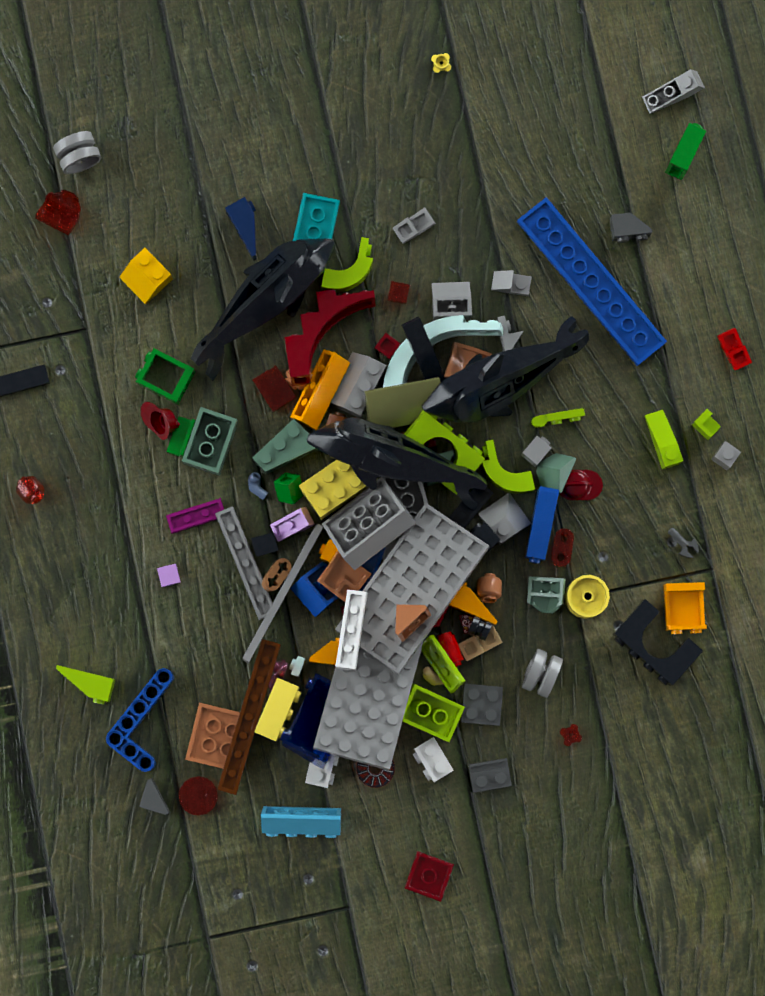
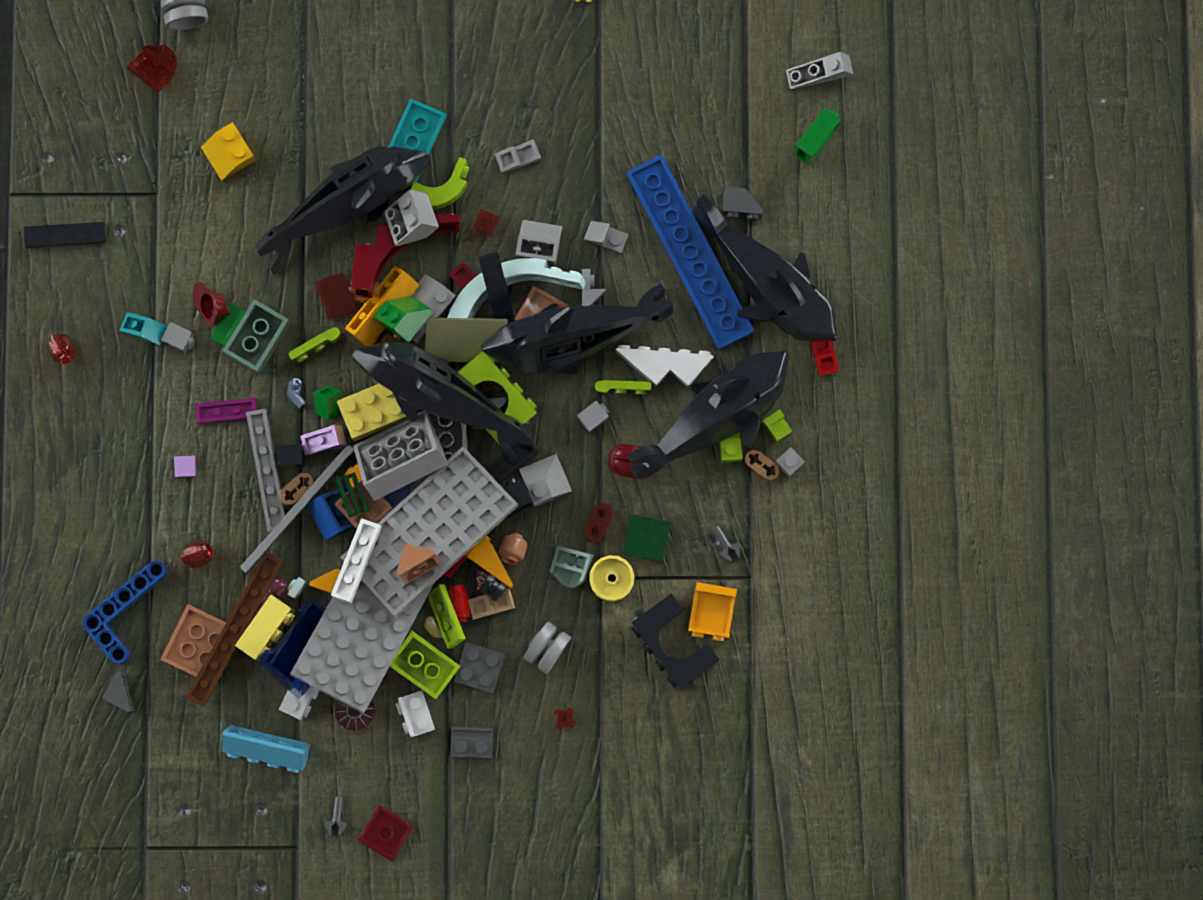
camera: 15 degrees right, 0 degrees up
(92, 685) = (80, 562): lime slope -> none
(102, 455) = (143, 328): none -> teal slope
(137, 457) = (178, 337): none -> light grey brick
(182, 385) = (240, 273): green window -> none
(197, 654) = (197, 554): none -> clear red head
(198, 795) = (166, 700): clear red tile -> none
(243, 218) = (342, 116): dark blue slope -> none
(267, 435) = (316, 344): none -> lime hinge
(284, 448) = (330, 360): sand green wedge -> none
(330, 302) = (411, 218): none -> light grey slope
(339, 567) = (359, 492): none -> dark green tile
(343, 394) = (403, 316): none -> green slope
(380, 871) = (336, 817): none -> dark grey bar
(509, 482) = (556, 442): lime arch -> none
(541, 524) = (581, 494): blue slope -> none
(555, 471) = (607, 442): sand green slope -> none
(584, 390) = (658, 364): none -> white slope
(609, 552) = (646, 538): none -> dark green tile
(654, 421) = (719, 411): none -> black animal
(676, 294) = (776, 285): none -> black animal
(698, 467) = (758, 469): none -> medium nougat beam

